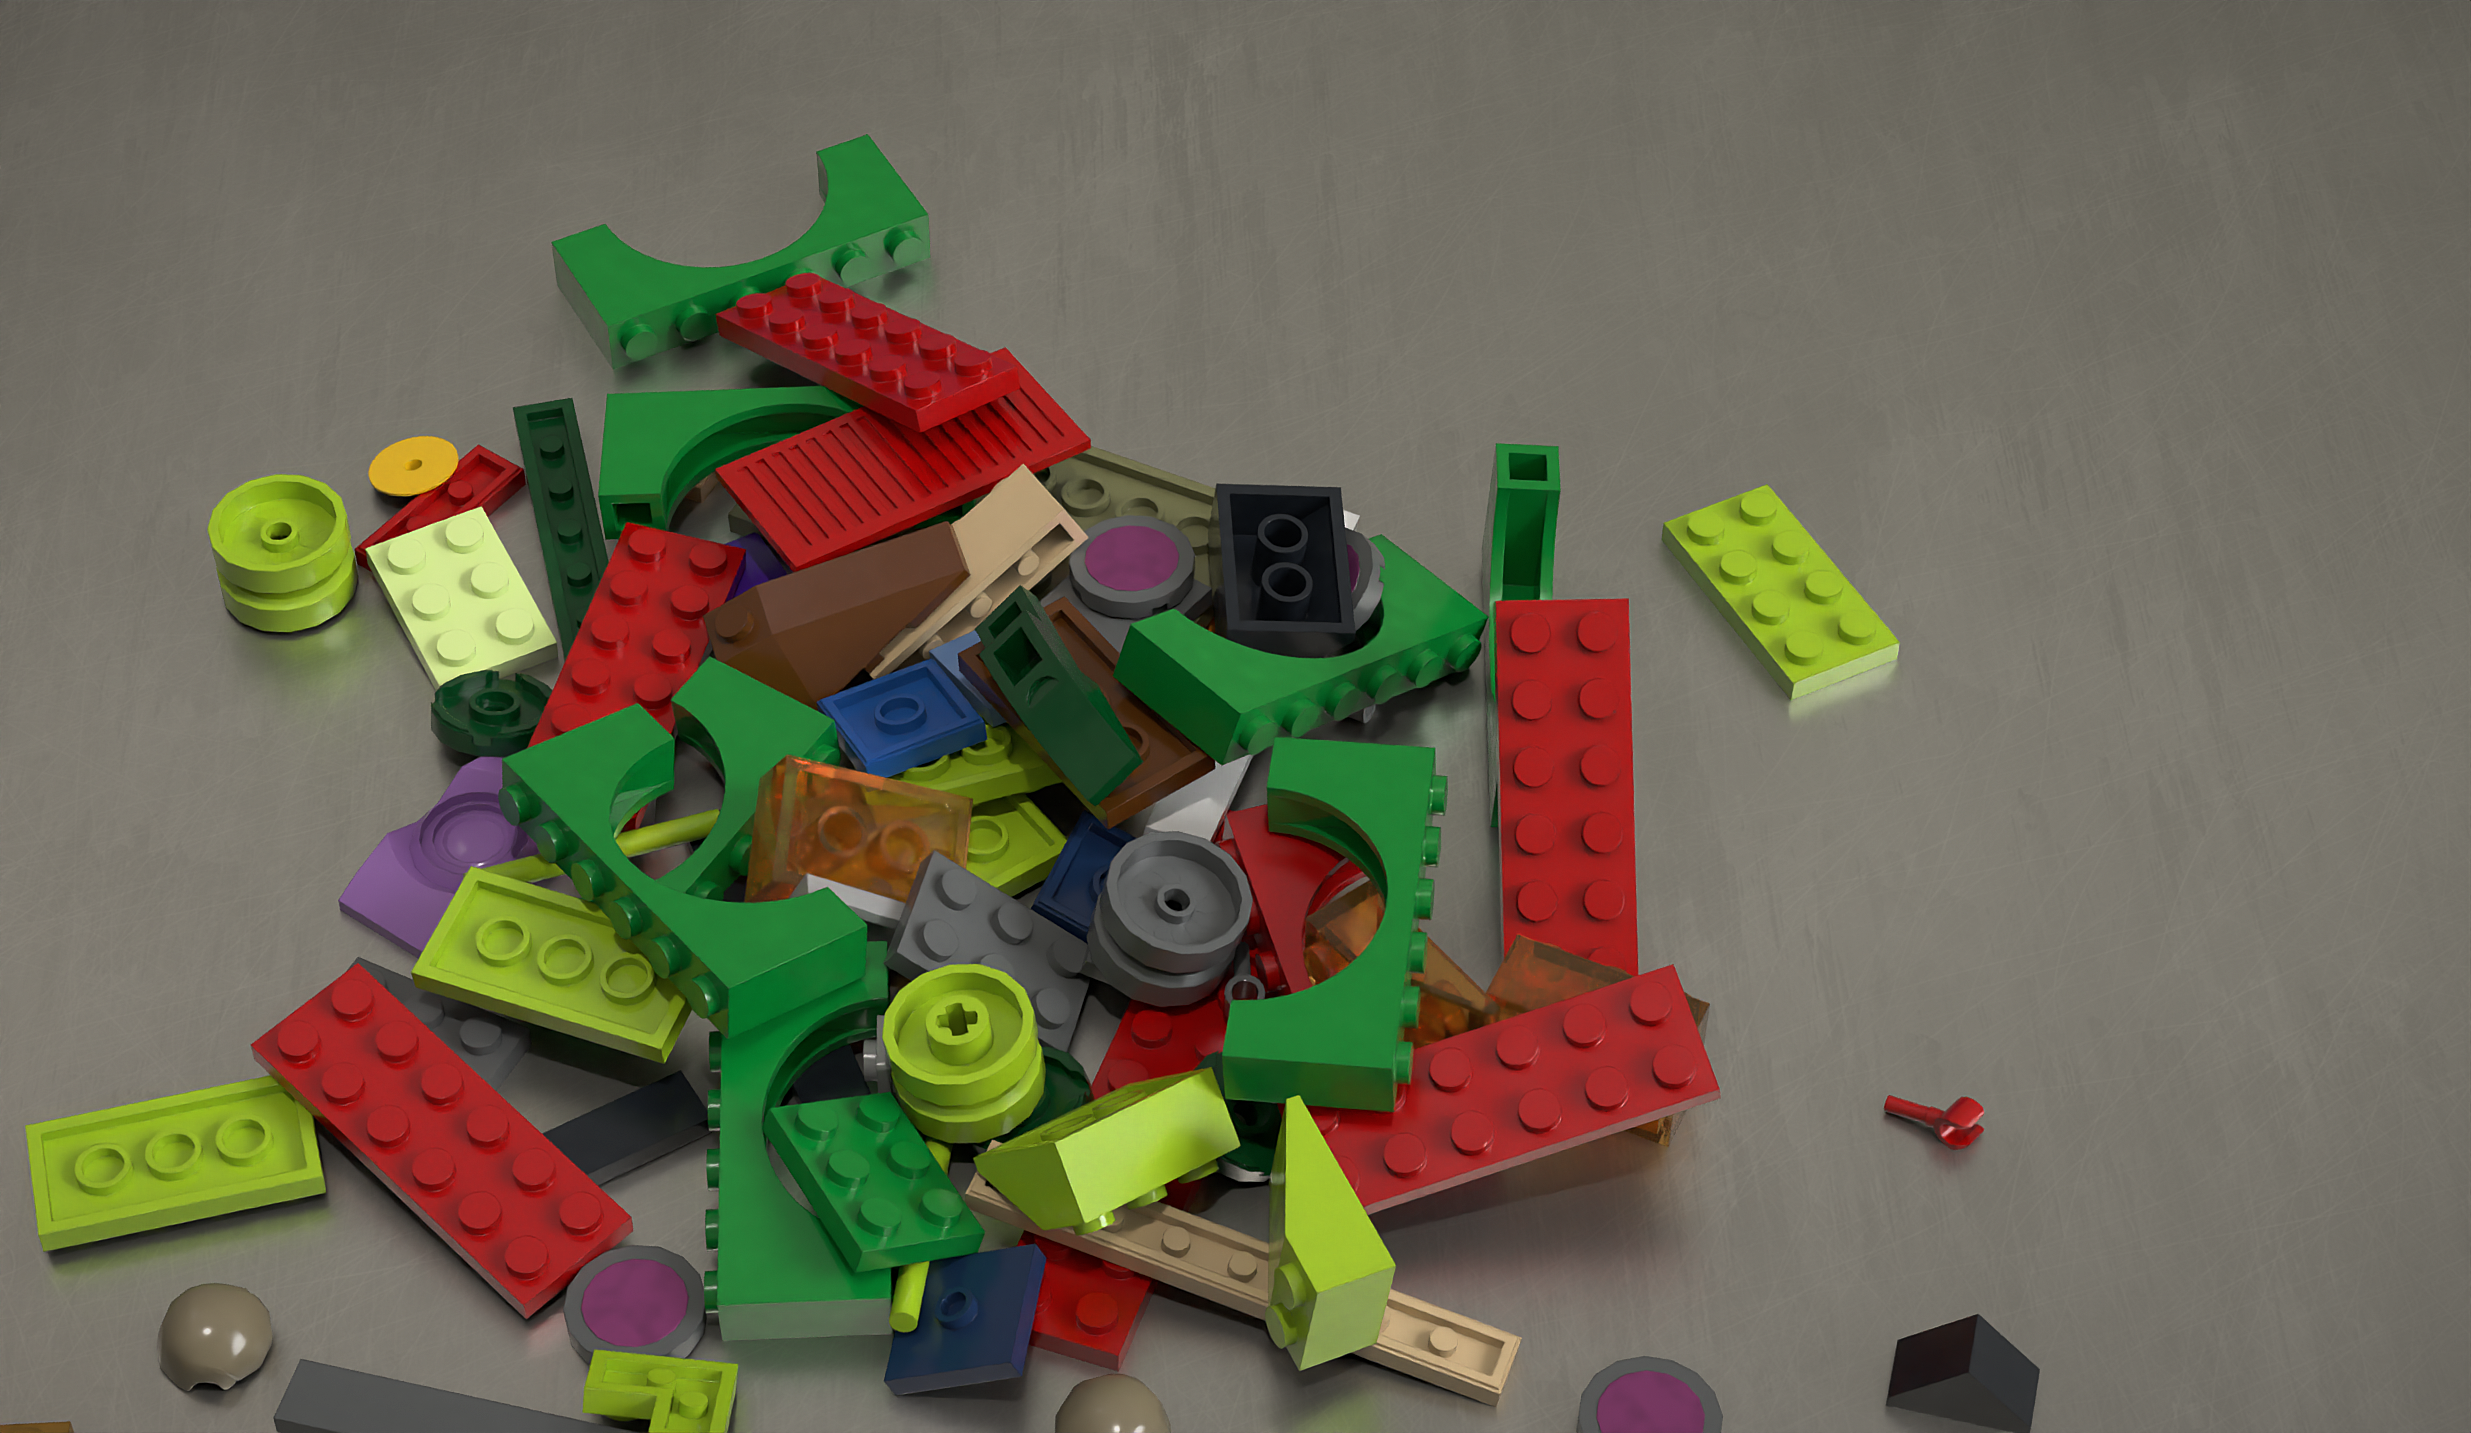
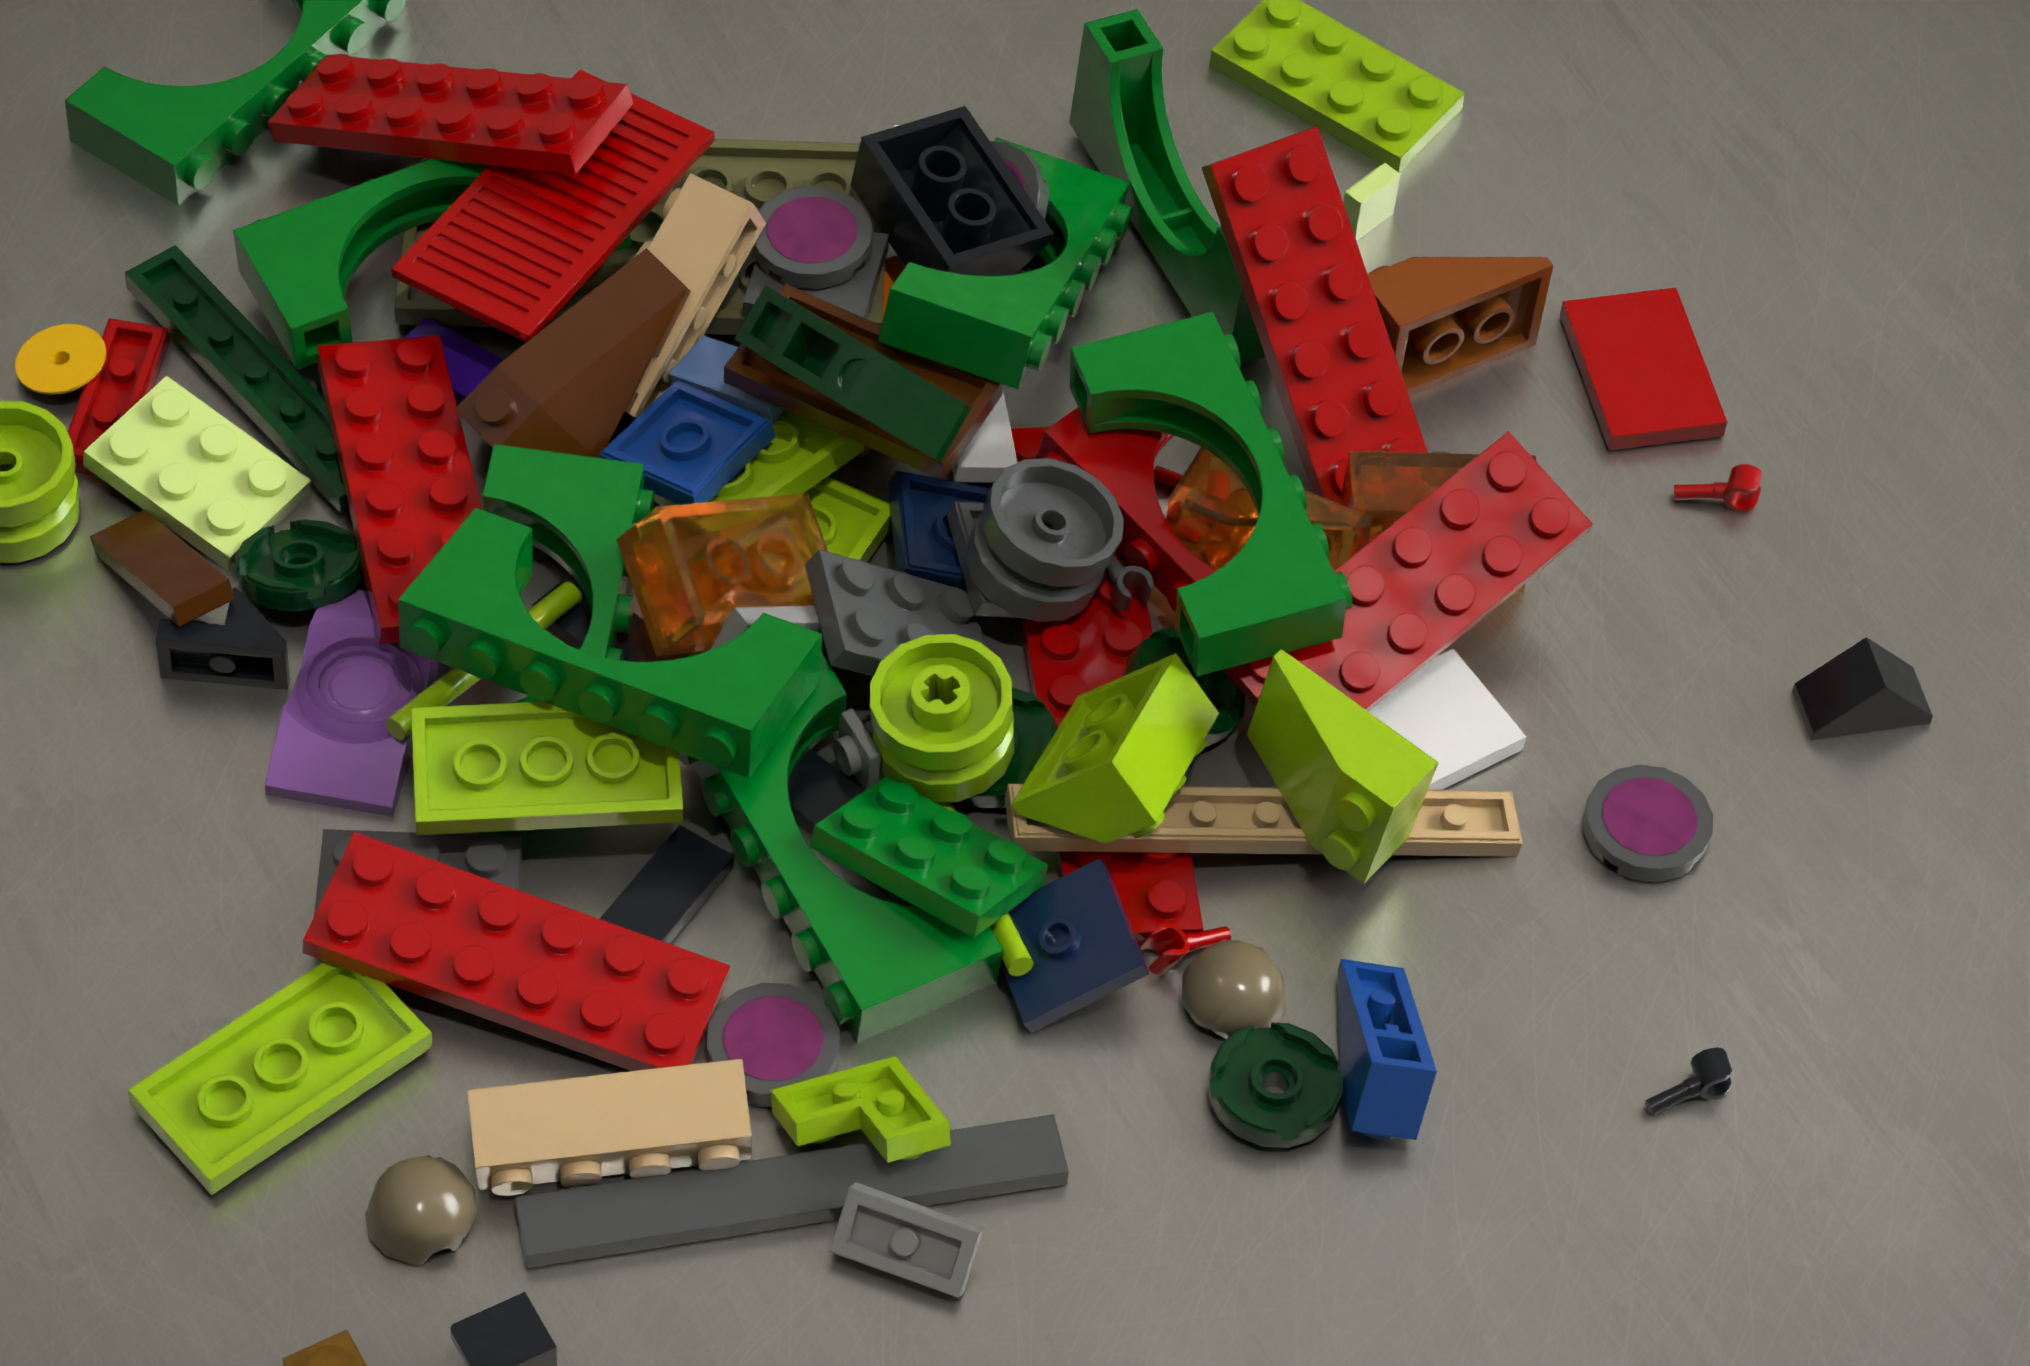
camera: 30 degrees left, 5 degrees up
(365, 673) = (162, 567): none -> reddish brown tile
(380, 768) = (238, 653): none -> black slope
(421, 1325) = (610, 1126): none -> tan brick
(1081, 1359) = (1173, 944): none -> red hand
(1491, 1245) = (1451, 719): none -> white tile
(1731, 714) = (1371, 199): none -> yellowish green tile
(1731, 847) = (1459, 312): none -> dark orange slope
(1927, 969) = (1643, 369): none -> red tile

